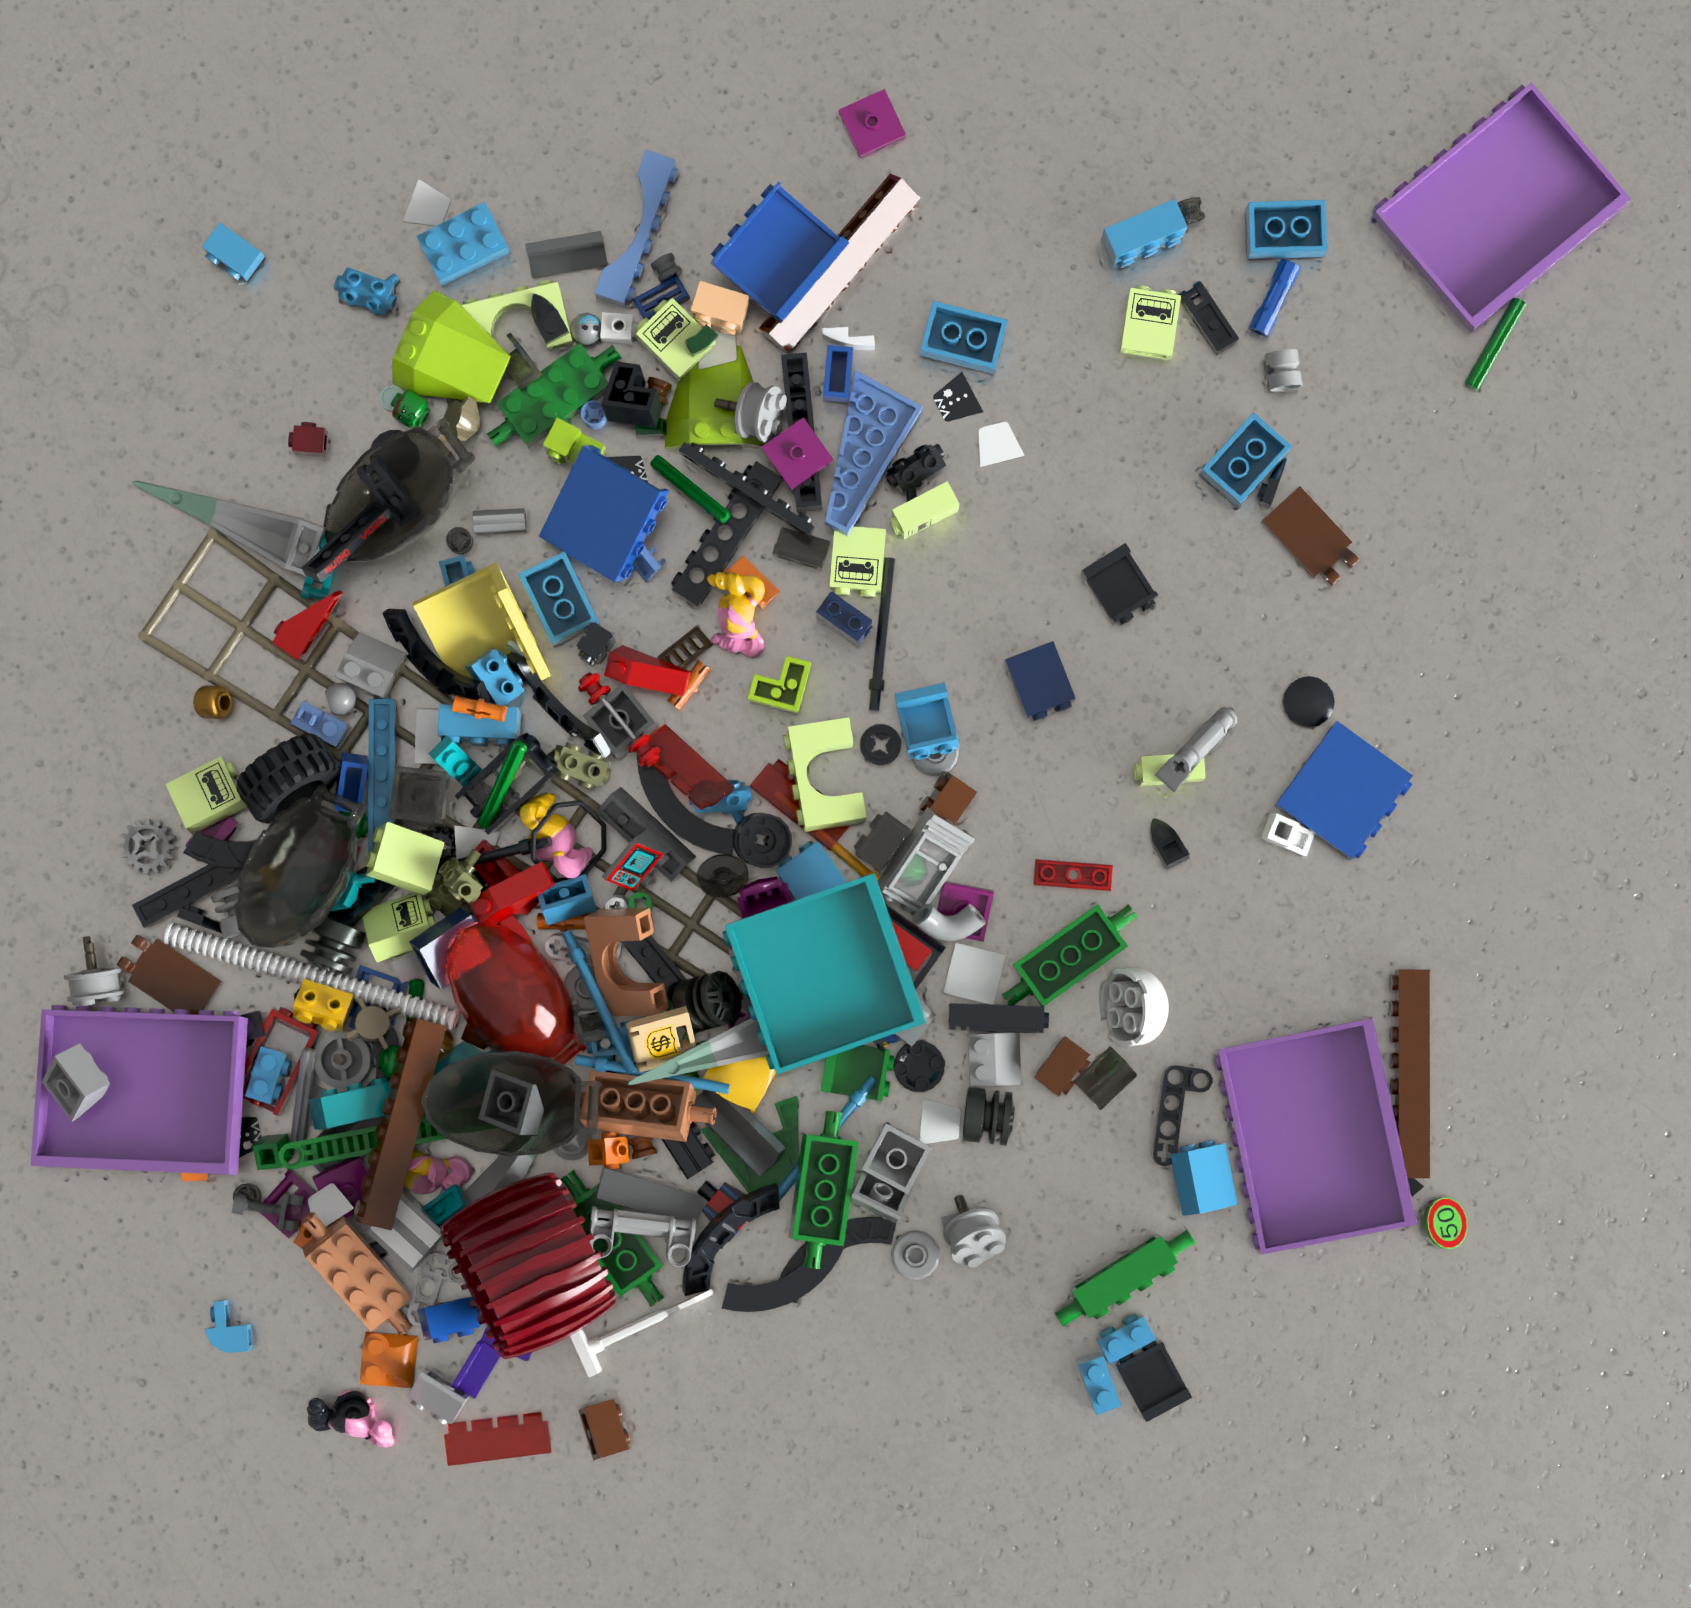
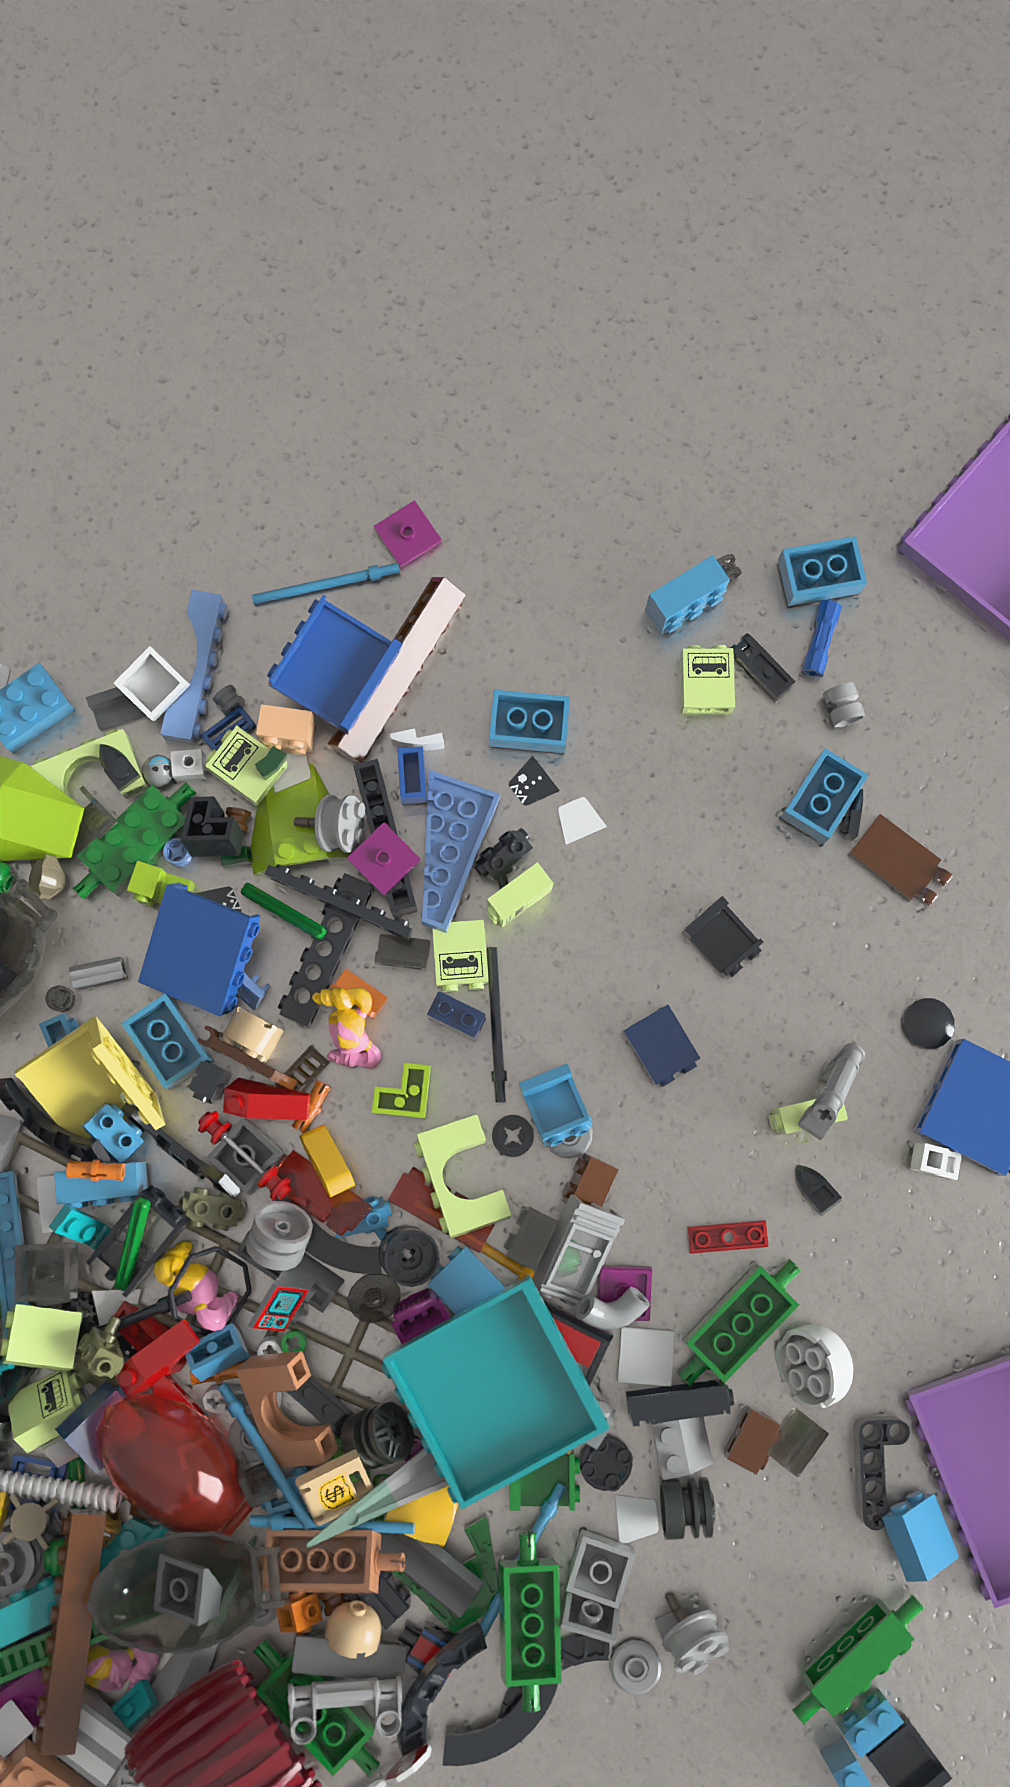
camera: 15 degrees left, 5 degrees down
(595, 242) = (151, 683): none -> white piece
(610, 610) = (222, 1047): none -> reddish brown tile
(642, 605) = (252, 1034): none -> tan brick
(642, 799) = (279, 1235): none -> light grey wheel
(658, 1169) = (353, 1629): none -> tan cylinder
(697, 737) = (327, 1160): none -> yellow beam
(832, 158) = (373, 573): none -> dark azure bar

